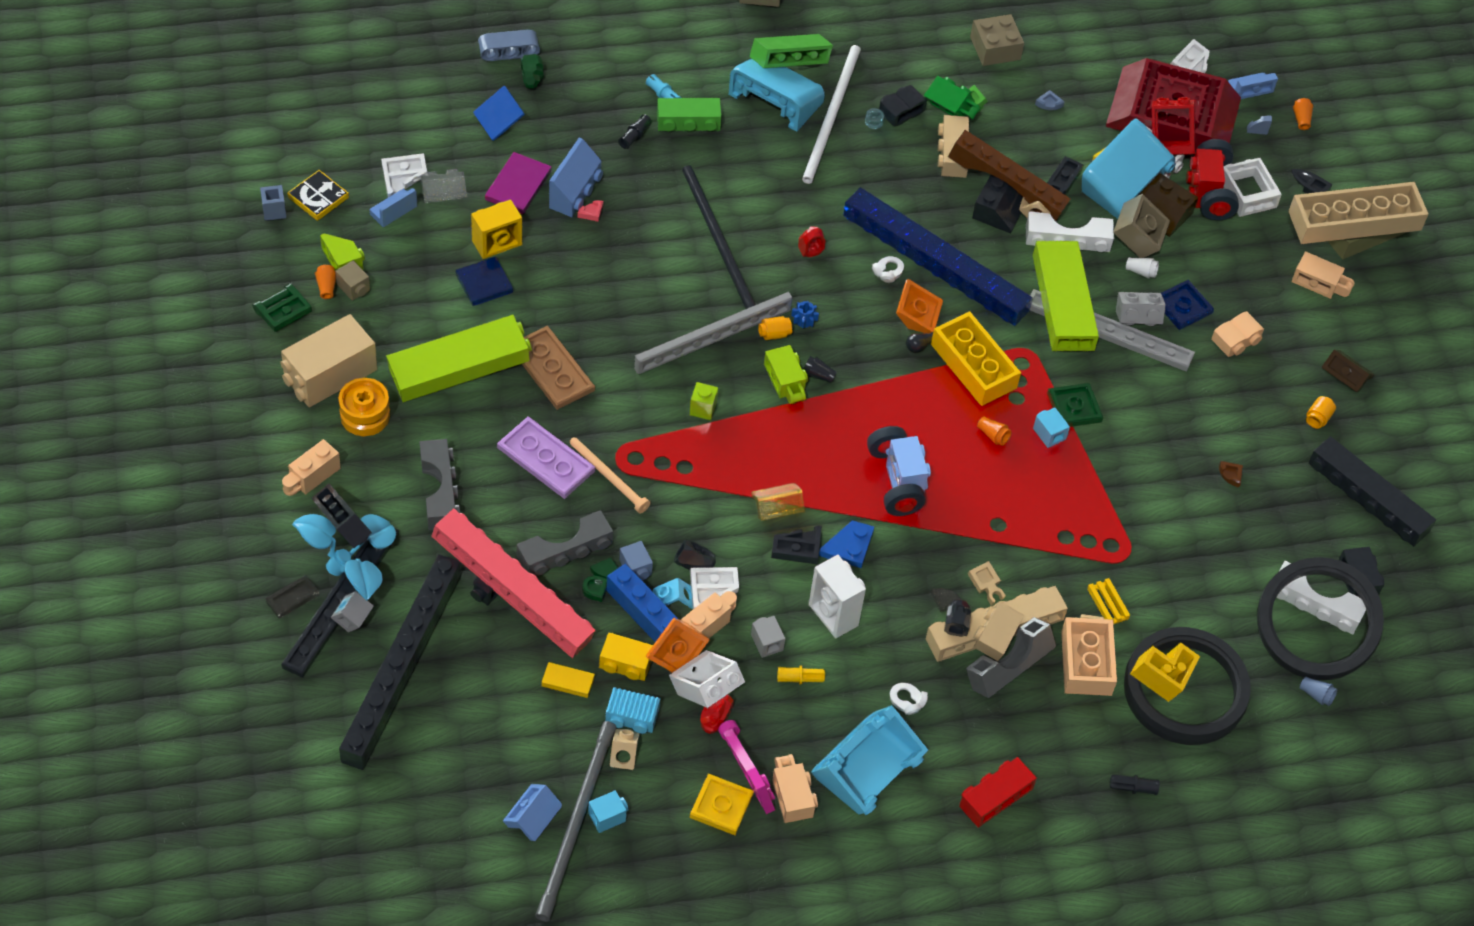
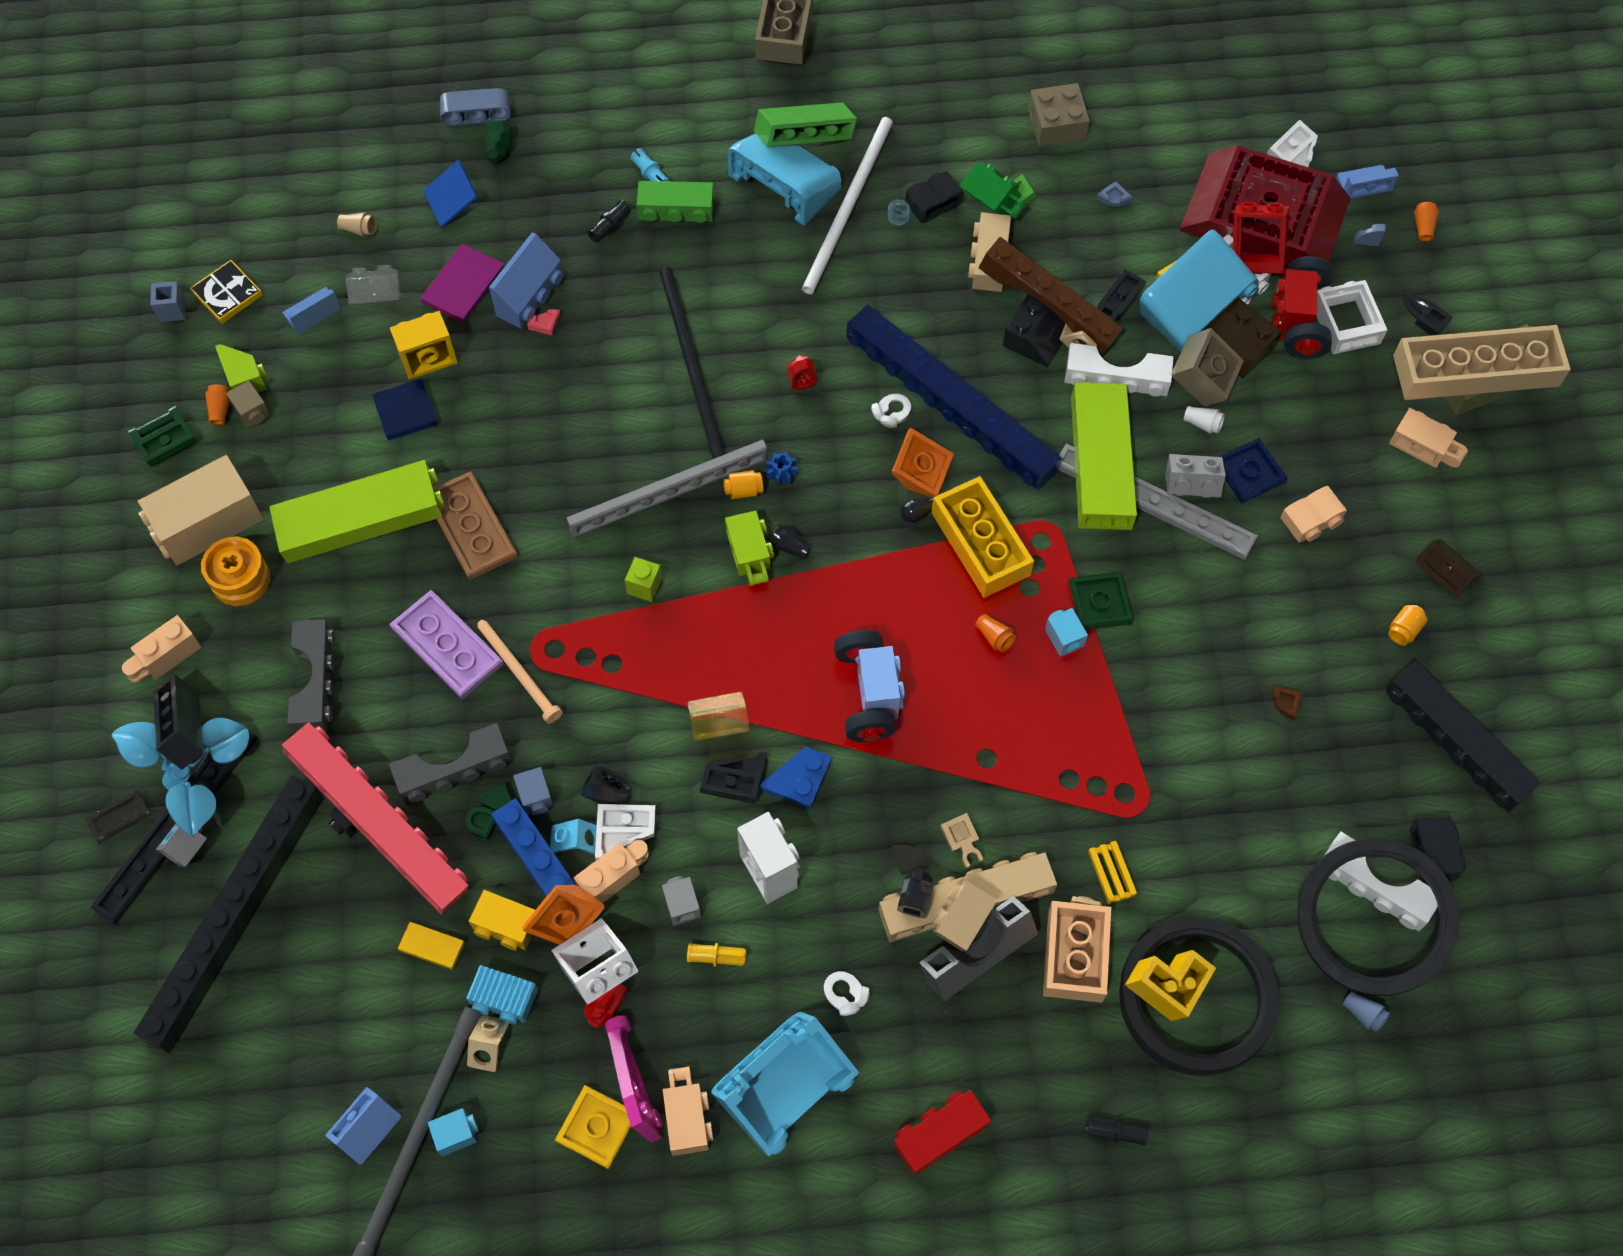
camera: 10 degrees right, 10 degrees up
(402, 172) = (328, 265): white wing -> none
(425, 139) = (360, 223): none -> tan cone

